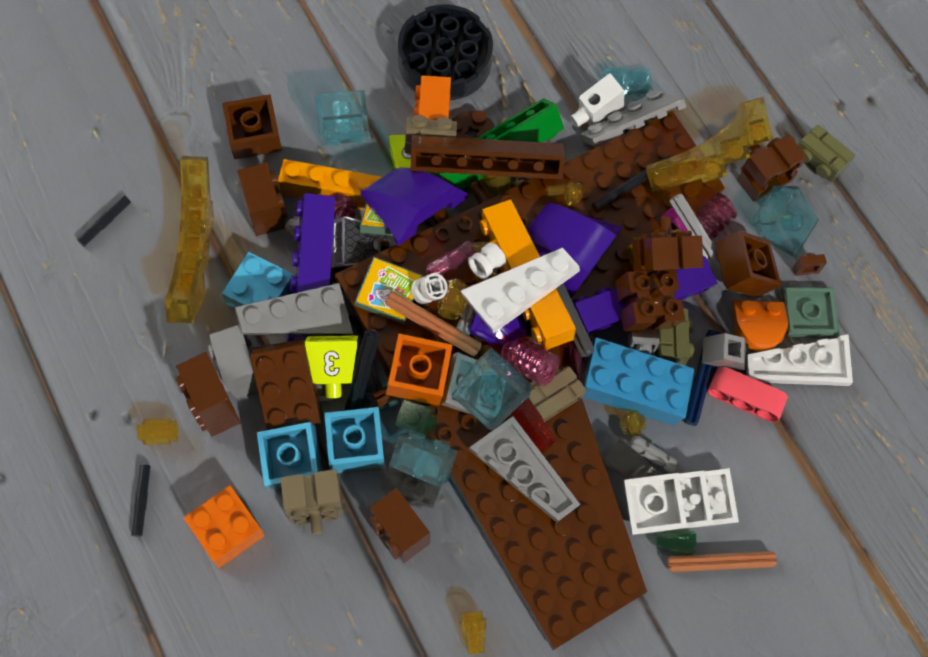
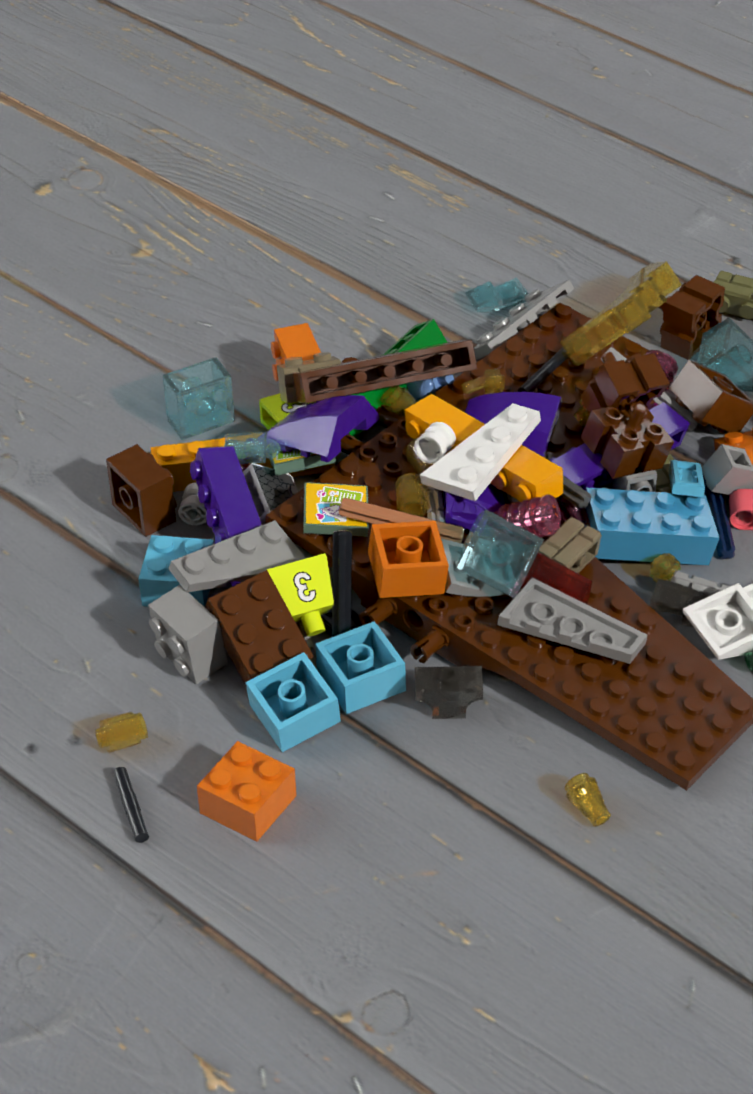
camera: 15 degrees left, 25 degrees down
(193, 251) = (76, 536): clear yellow arch -> none
(206, 395) = (172, 664): reddish brown brick -> none
(251, 126) = (94, 433): reddish brown brick -> none
(311, 497) = (339, 726): dark tan brick -> none
(349, 200) = (252, 447): none -> clear light blue hinge
(399, 525) = (454, 722): reddish brown brick -> none
(416, 417) = (425, 610): clear green bracket -> none
(423, 457) = (451, 642): clear light blue brick -> none
(429, 288) = (384, 487): white wheel -> none
(446, 44) = (279, 302): black brick -> none
(452, 259) = (392, 462): clear pink axle -> none
(599, 102) = (478, 310): white torso -> none
(684, 350) = (686, 478): none -> medium azure plate

